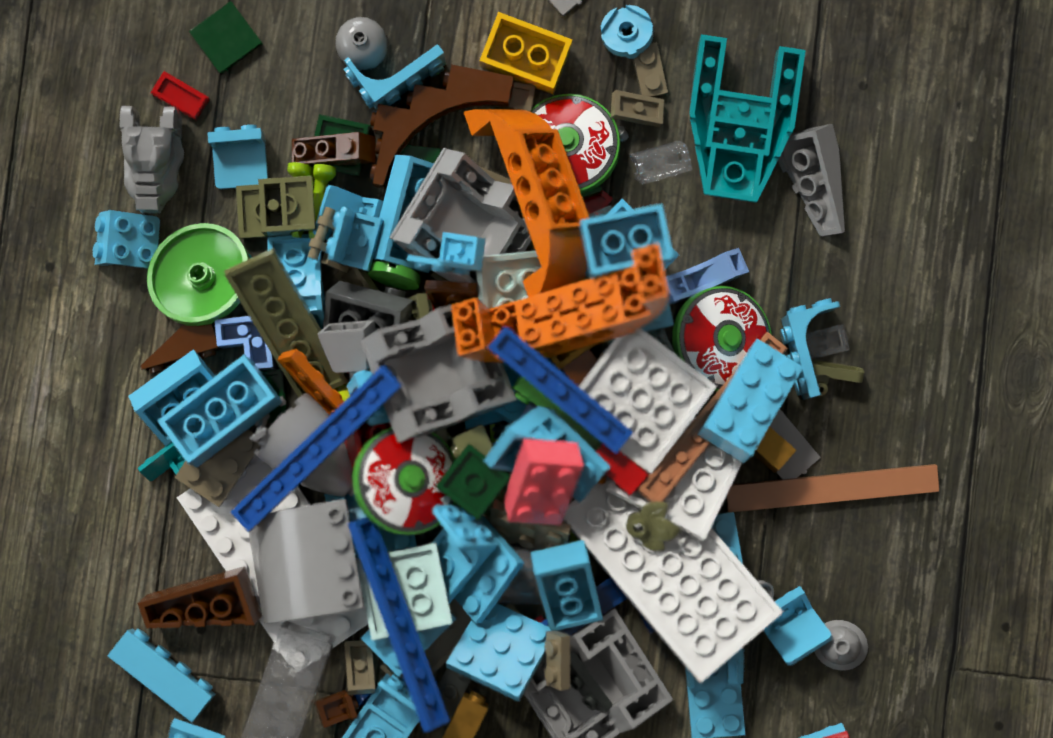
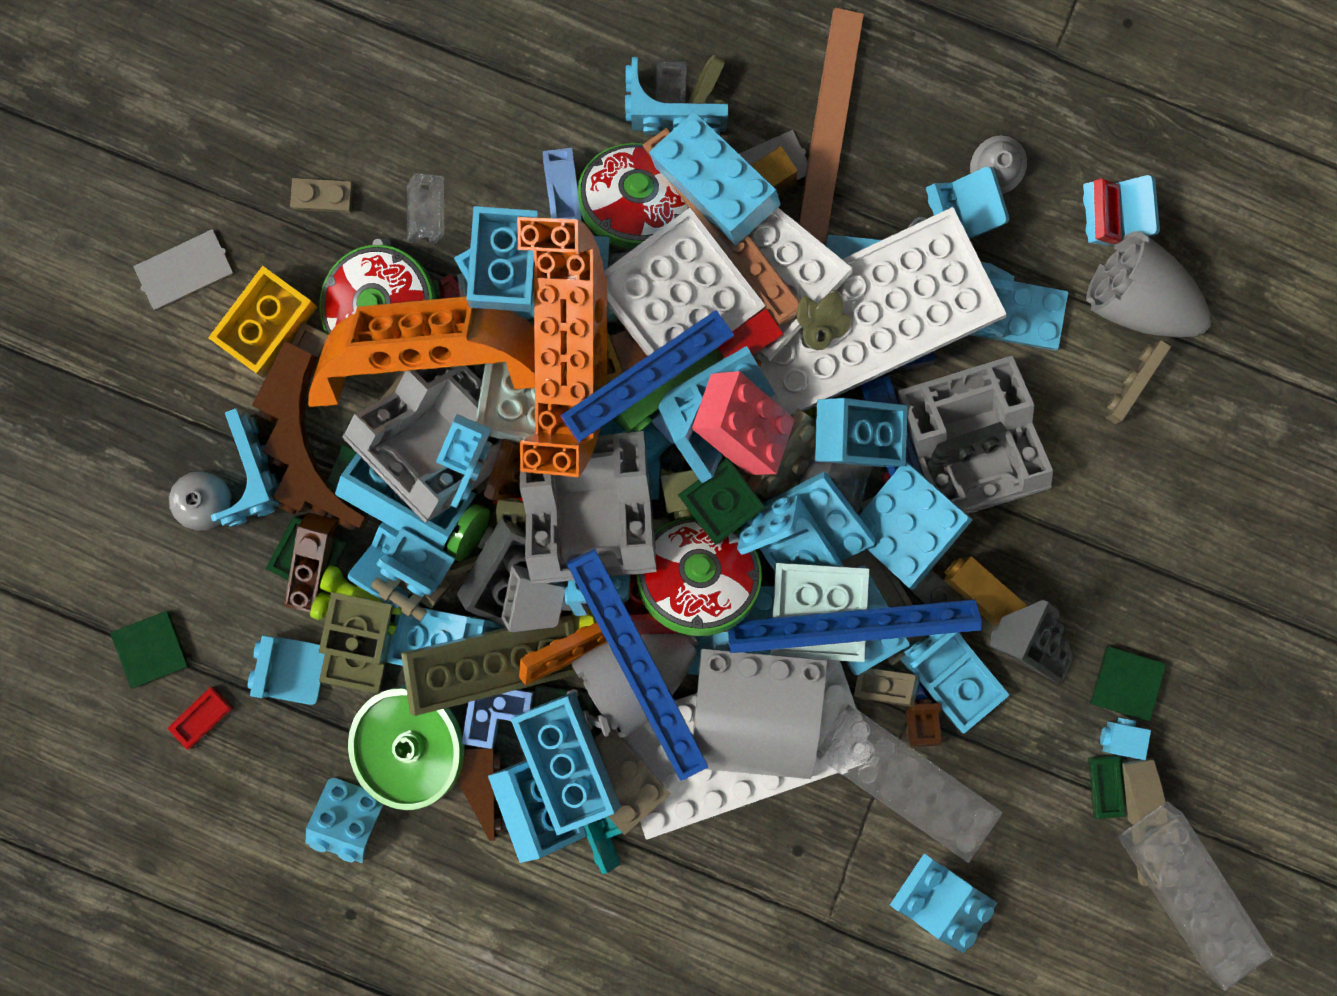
camera: 75 degrees left, 0 degrees up
(151, 158) = (261, 767): light grey animal -> none
(161, 674) = (836, 907): medium azure brick -> none
(212, 600) = (770, 836): reddish brown wedge -> none
(557, 660) = (938, 465): dark tan plate -> none
(630, 45) = (286, 211): medium azure plate -> none
(637, 108) = (359, 218): dark tan plate -> none
(740, 133) = (417, 115): teal wedge -> none
(814, 168) = (482, 47): light grey wedge -> none

